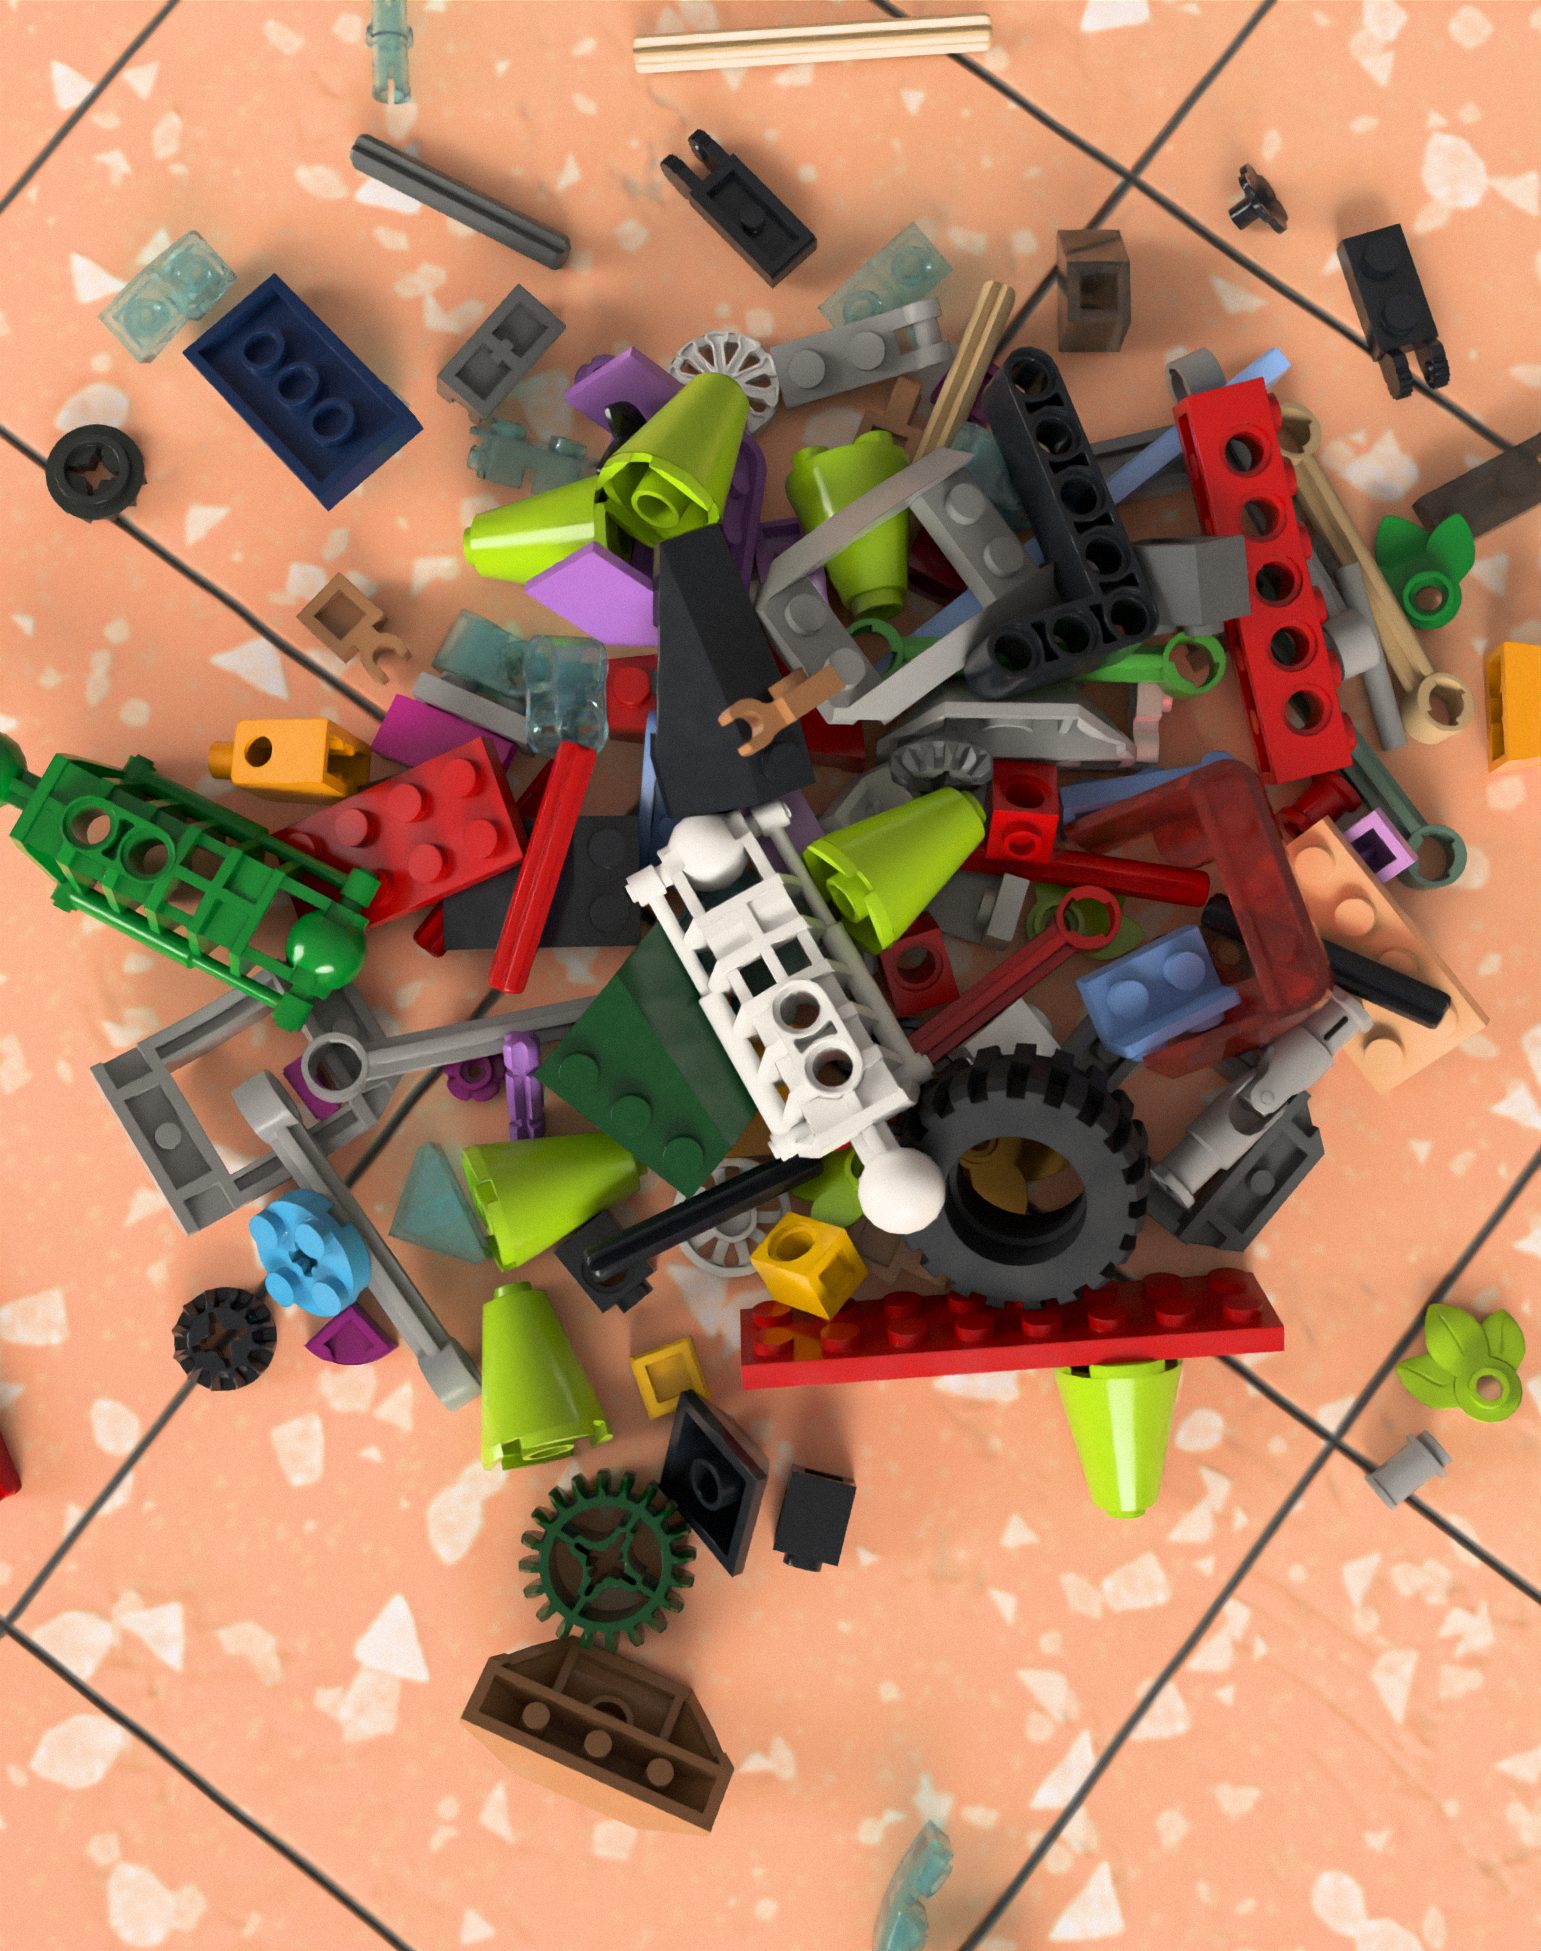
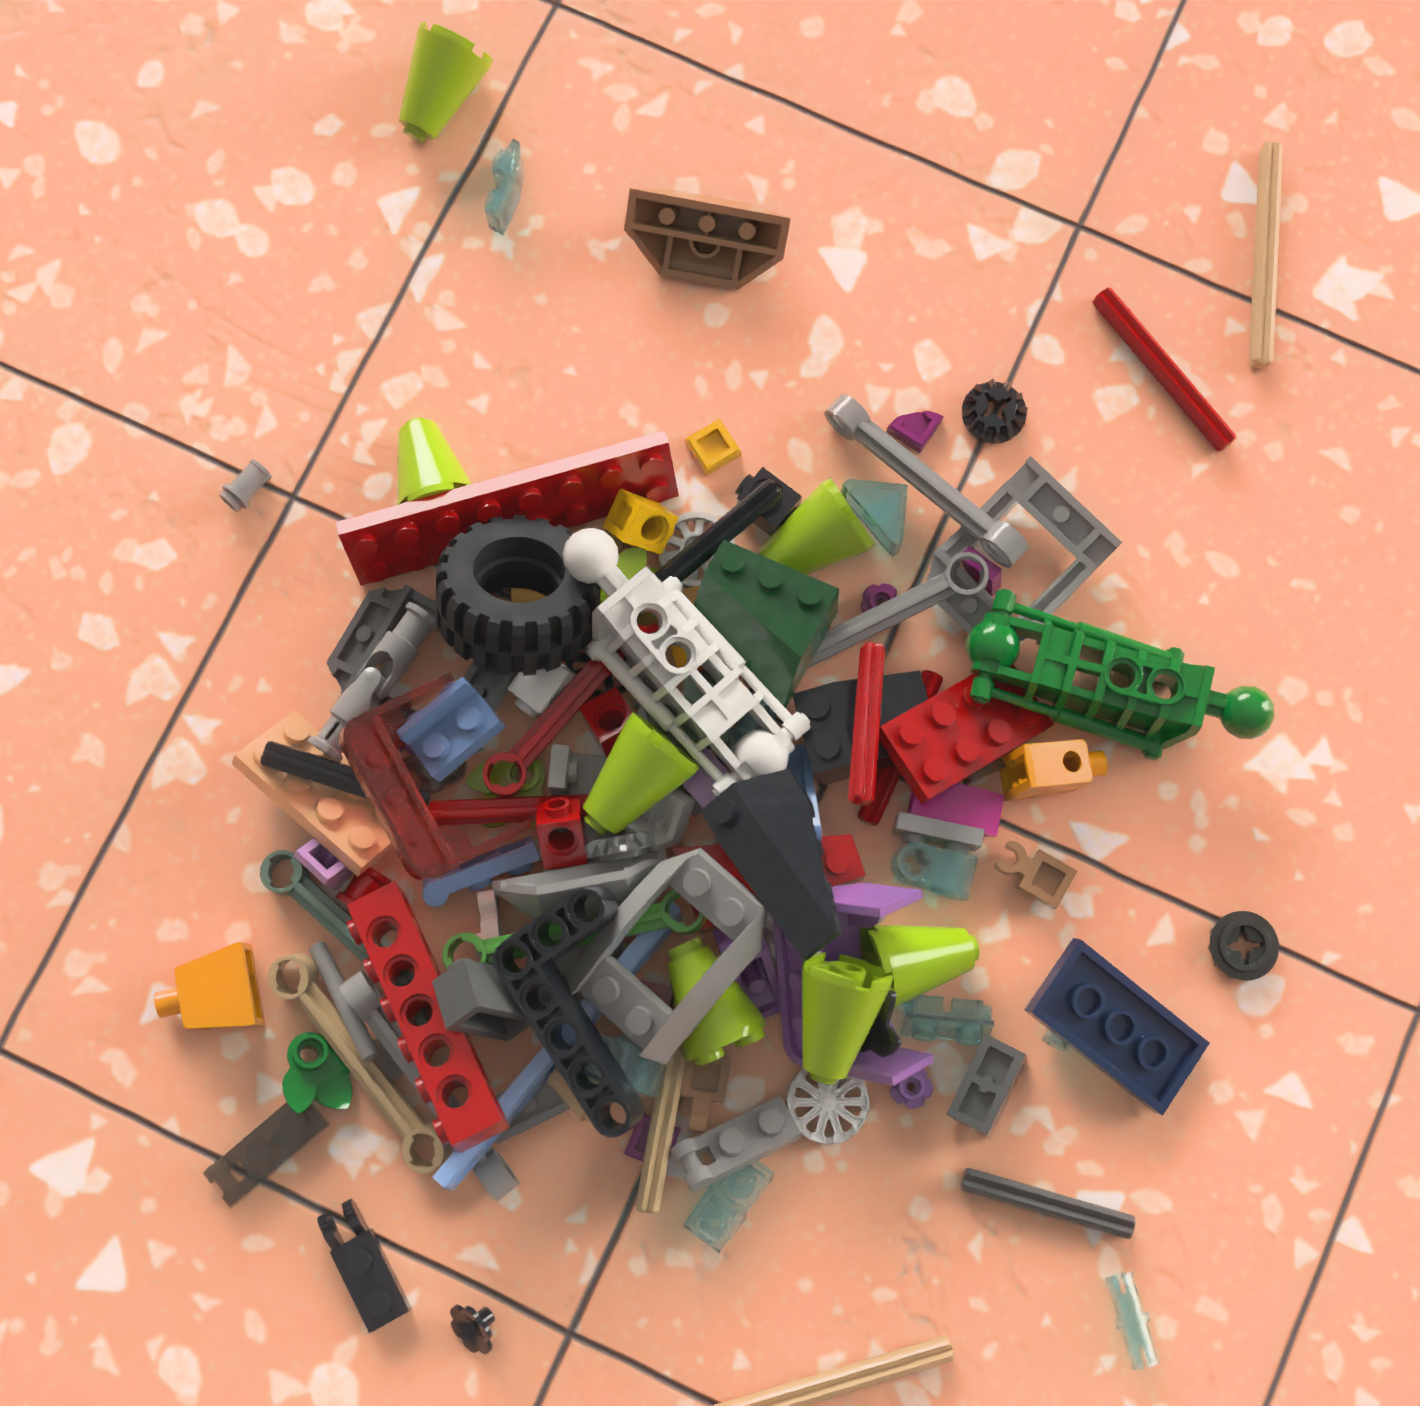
camera: 165 degrees right, 5 degrees down
(166, 295) = (1232, 1082): clear light blue slope -> none
(310, 1254) = (953, 463): dark azure plate -> none
(523, 1090) = (848, 602): medium lavender axle -> none
(532, 1384) = (796, 419): lime cone -> none
(565, 691) = (881, 850): clear light blue piece -> none
(633, 1577) = (755, 346): dark green gear -> none
(715, 1478) = (669, 388): black slope -> none
(742, 210) = (843, 1238): black hinge -> none
(792, 699) = (725, 843): medium nougat plate -> none
(813, 1518) = (606, 382): black brick -> none
(1092, 290) = (583, 1232): clear smoke slope -> none
(1460, 1356) = (219, 562): lime plate -> none

